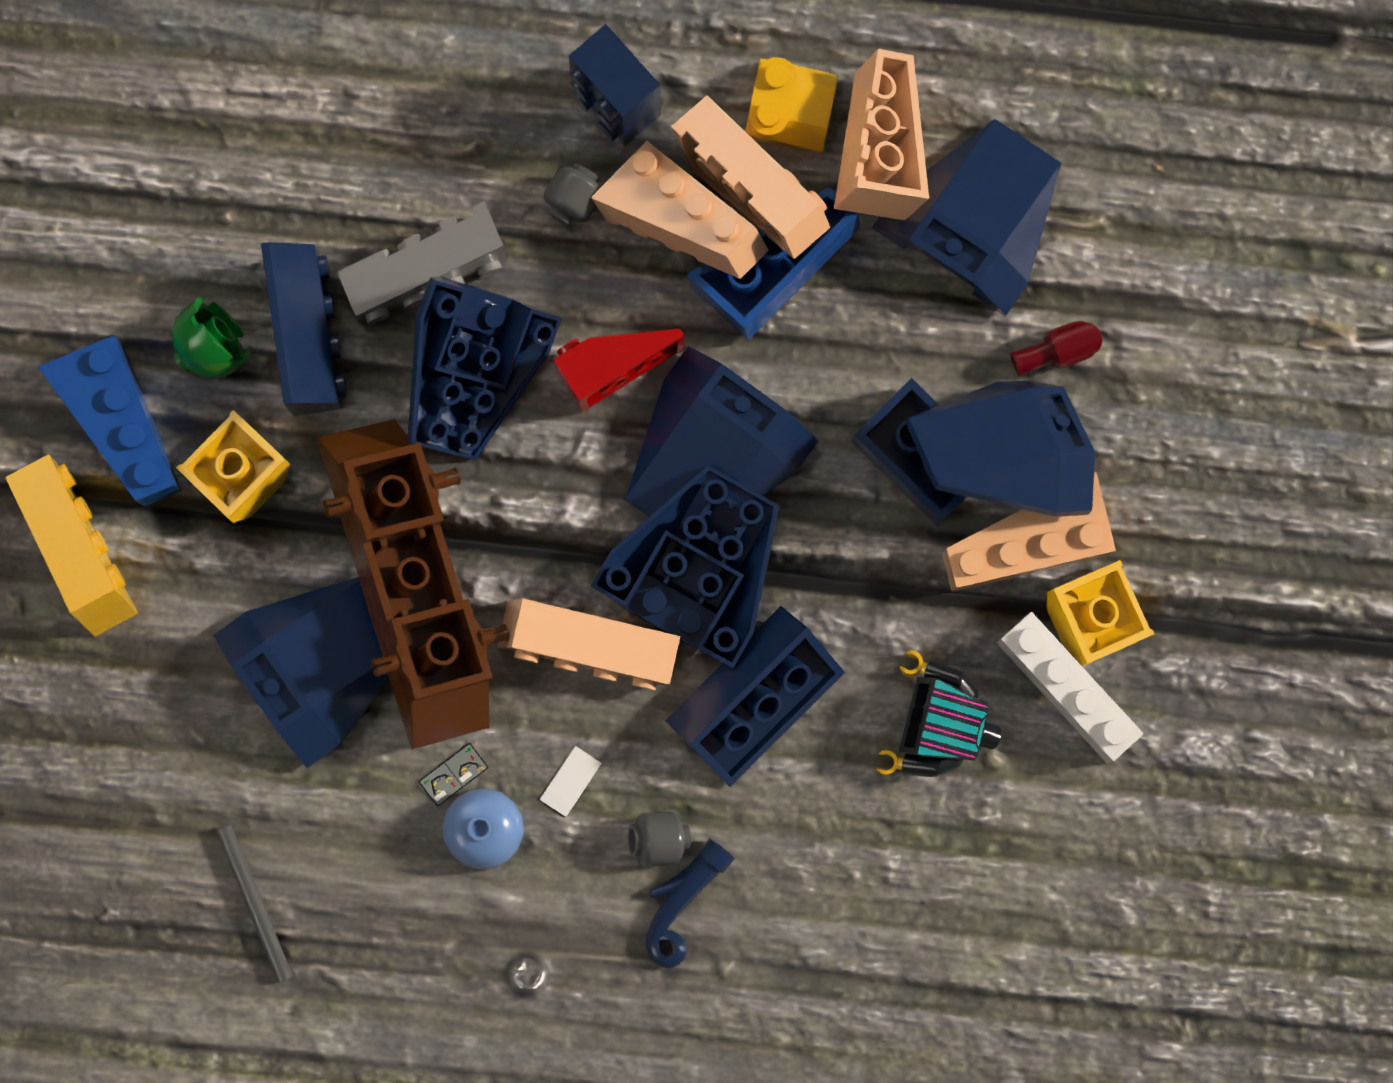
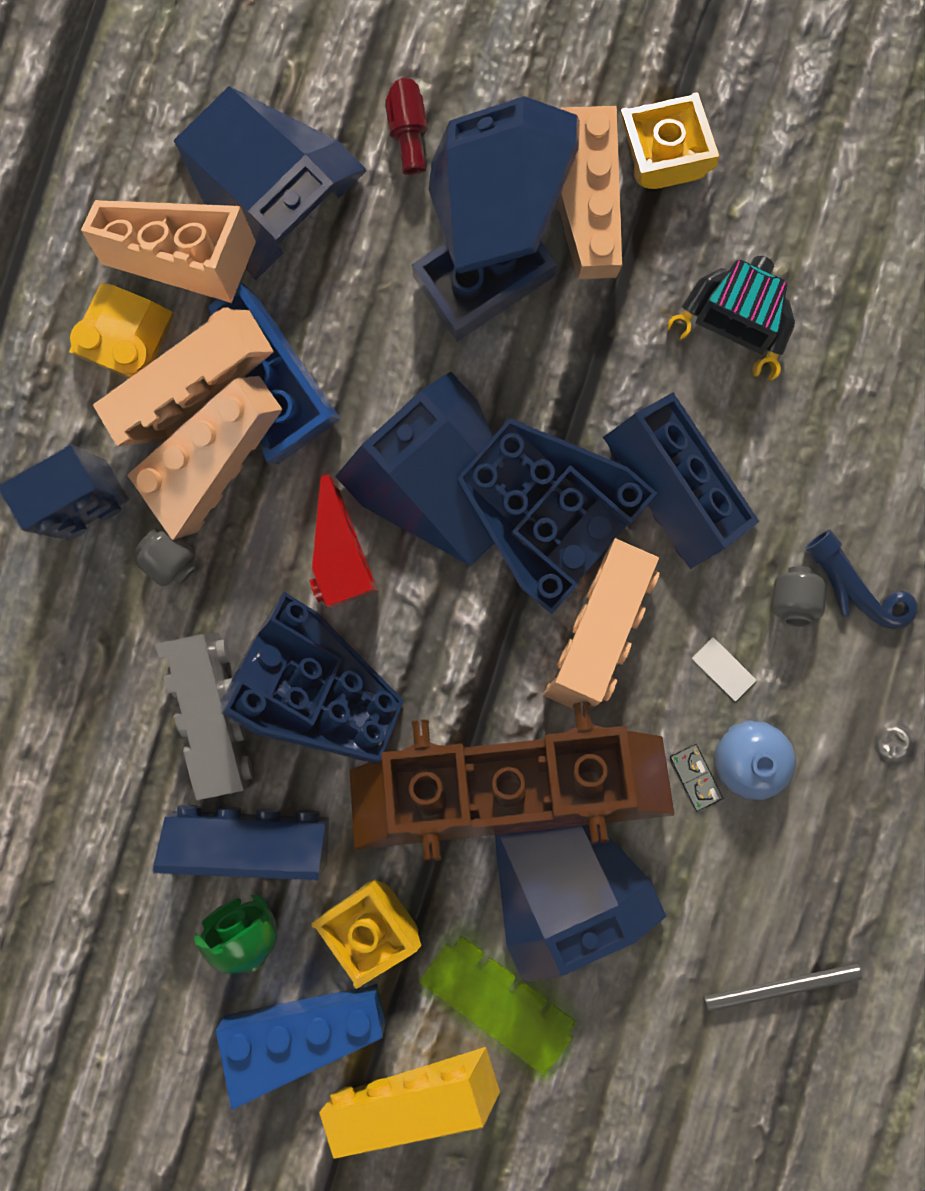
camera: 70 degrees left, 5 degrees up
(176, 621) = (504, 1014): none -> clear neon green windscreen
(1069, 688) = (733, 181): white brick -> none

